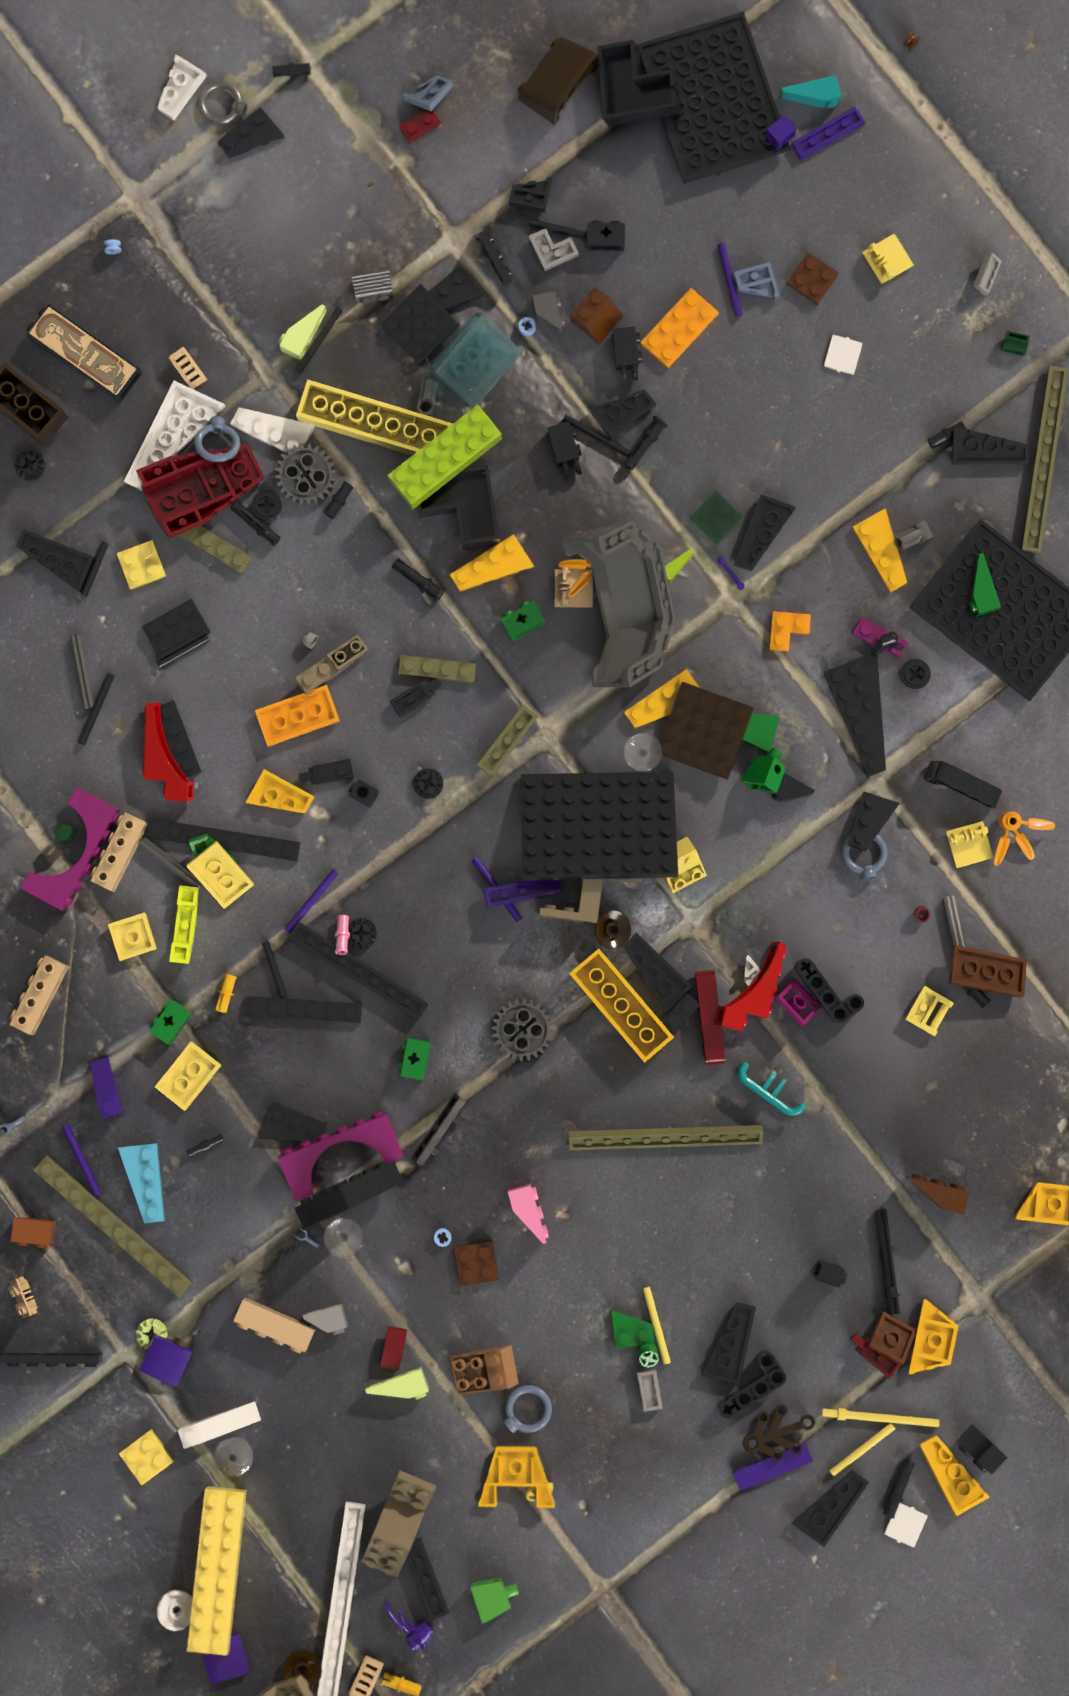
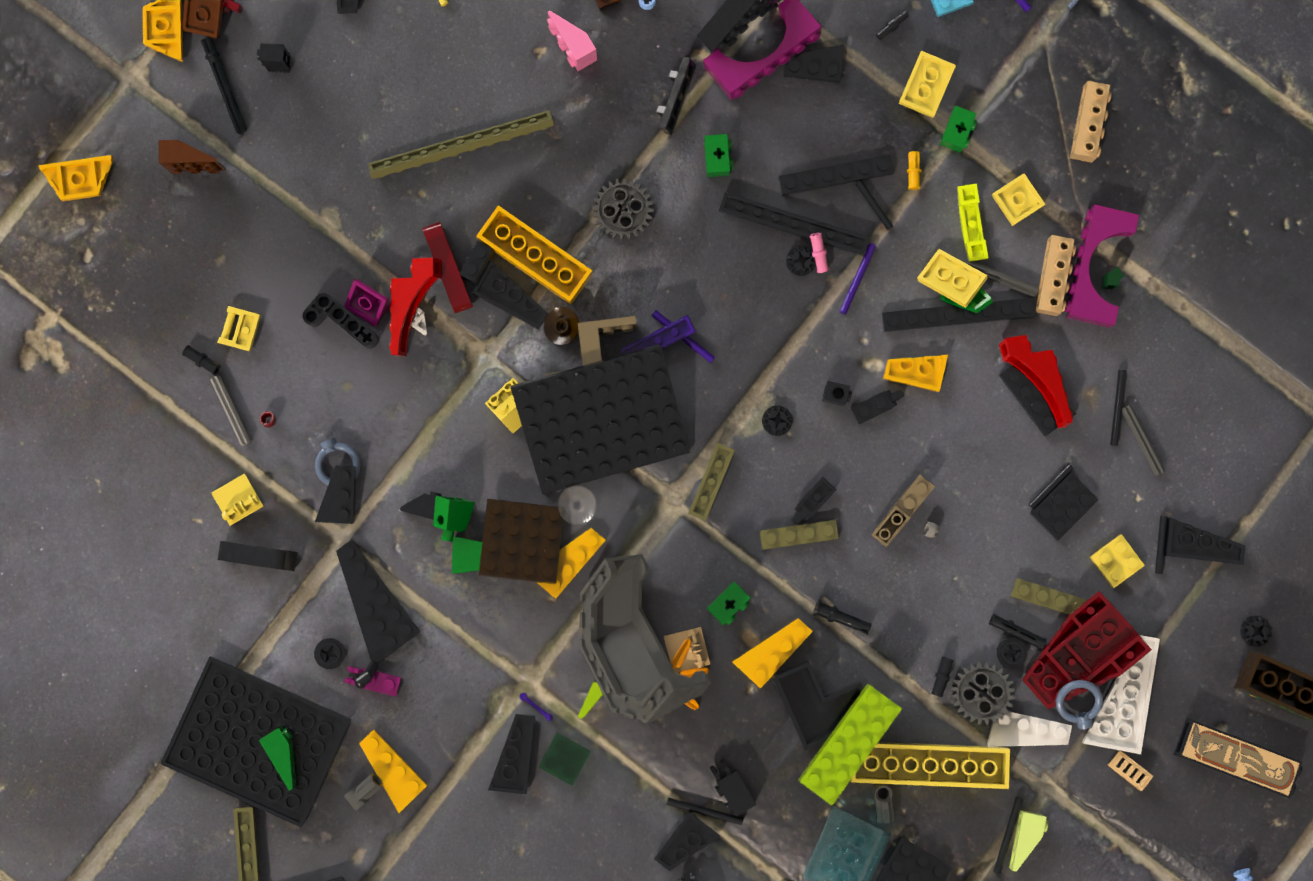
camera: 165 degrees right, 0 degrees up
(106, 1088) = (1000, 51): dark purple slope -> none
(297, 715) = (922, 452): light orange plate -> none
(649, 435) = (651, 825): black pin -> none
(769, 1097) = (370, 207): teal piece -> none
(784, 624) = (471, 668): light orange plate -> none
(988, 971) = (190, 379): reddish brown plate -> none
(1032, 823) = (200, 529): light orange plant -> none

